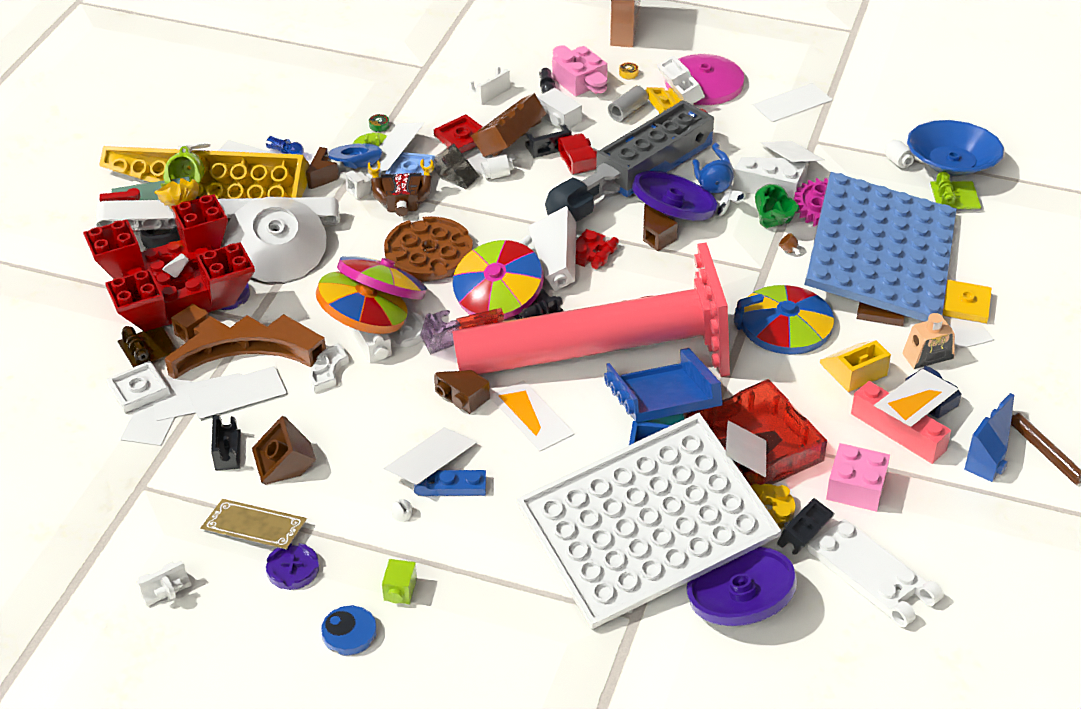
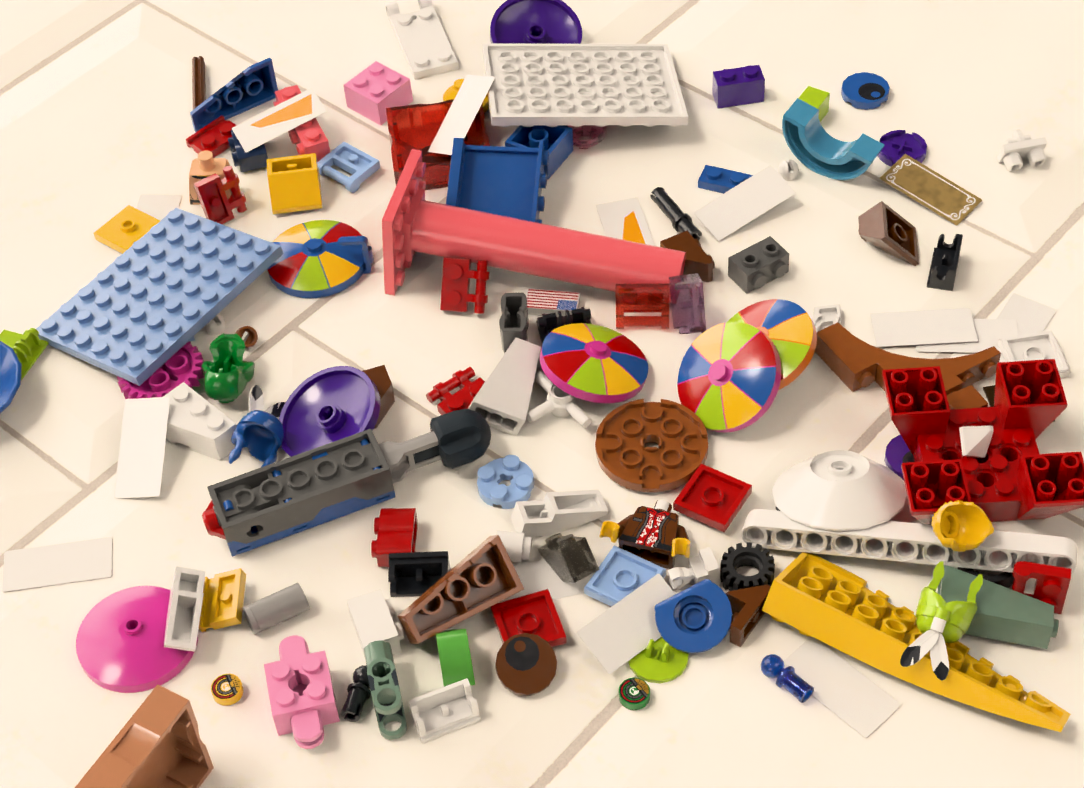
camera: 155 degrees left, 5 degrees up
(330, 187) = (746, 557): none -> black tyre
(356, 522) = (820, 150): none -> dark azure brick
(368, 226) = (712, 497): none -> red plate
(395, 398) = (758, 264): none -> dark grey brick
(451, 112) = (526, 664): none -> reddish brown tile
(475, 191) = (558, 512): none -> white slope
(484, 426) = (680, 221): none -> black pin
(487, 582) = (738, 86): none -> dark purple brick
(495, 100) = (455, 656): none -> bright green brick
(524, 205) = (502, 469): none -> light blue plate
(527, 78) = (385, 688): none -> sand green connector
(577, 289) = (514, 318): none -> dark grey brick
(805, 525) = (451, 67): black hinge -> none
(826, 402) = (352, 161): none -> light blue plate
(899, 153) = (18, 421): white brick -> none
(905, 324) = (214, 199): none -> red plate
(977, 401) = (212, 137): none -> red plate

